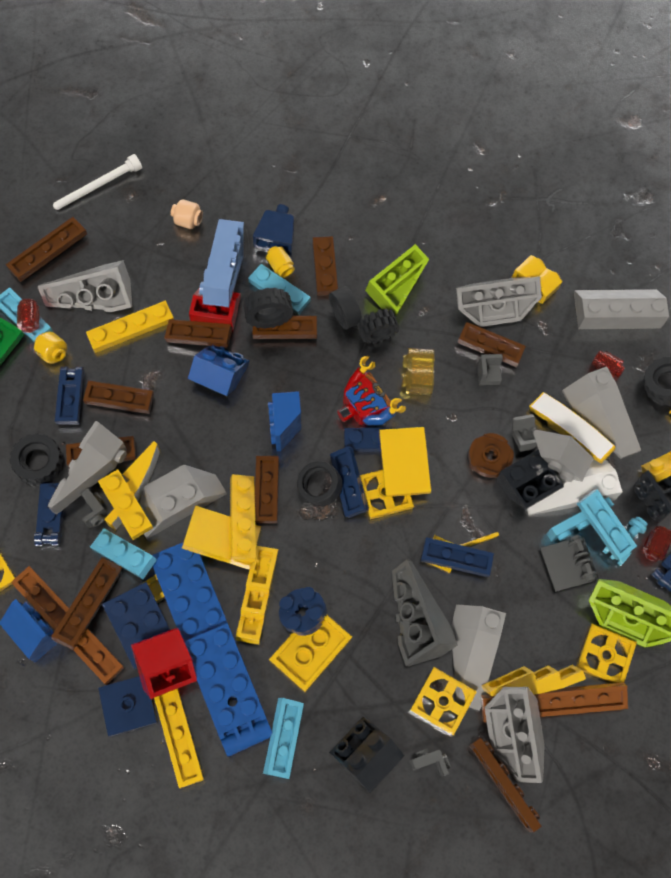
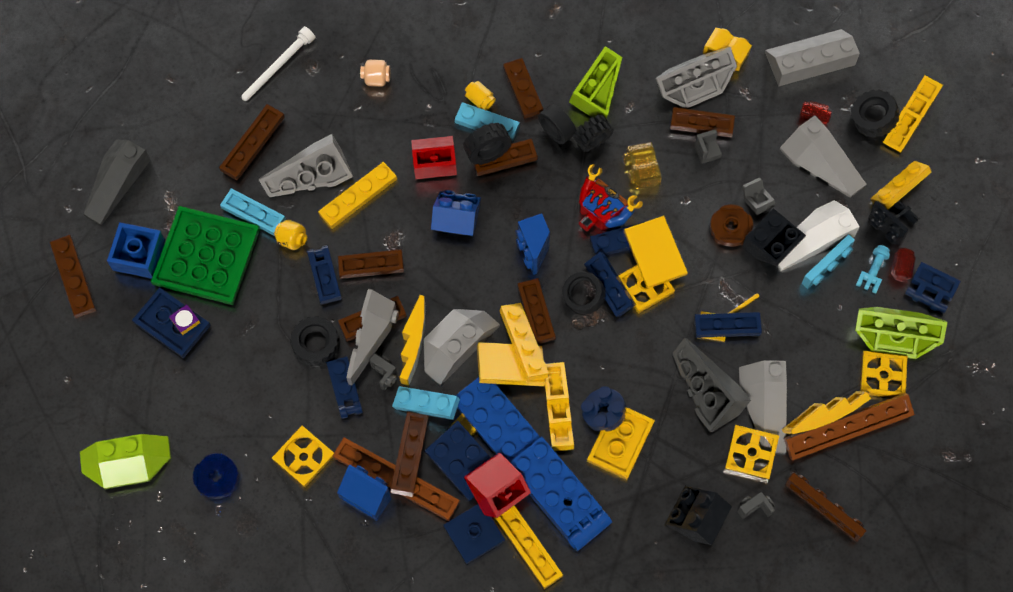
camera: 10 degrees left, 0 degrees up
(28, 315) = (261, 210): clear red brick -> none
(125, 504) = (415, 358): yellow plate -> none
(198, 333) = (425, 184): reddish brown plate -> none
(223, 263) = (430, 112): medium blue wedge -> none
(275, 229) = (466, 66): dark blue torso -> none
(283, 738) = (621, 521): medium azure plate -> none
(517, 733) = (823, 459): light grey wedge -> none
(563, 455) = (798, 207): light grey slope -> none
(569, 423) = (803, 182): white slope -> none
(569, 563) = (829, 303): dark grey hinge -> none
(606, 524) = (853, 259): medium azure plate -> none

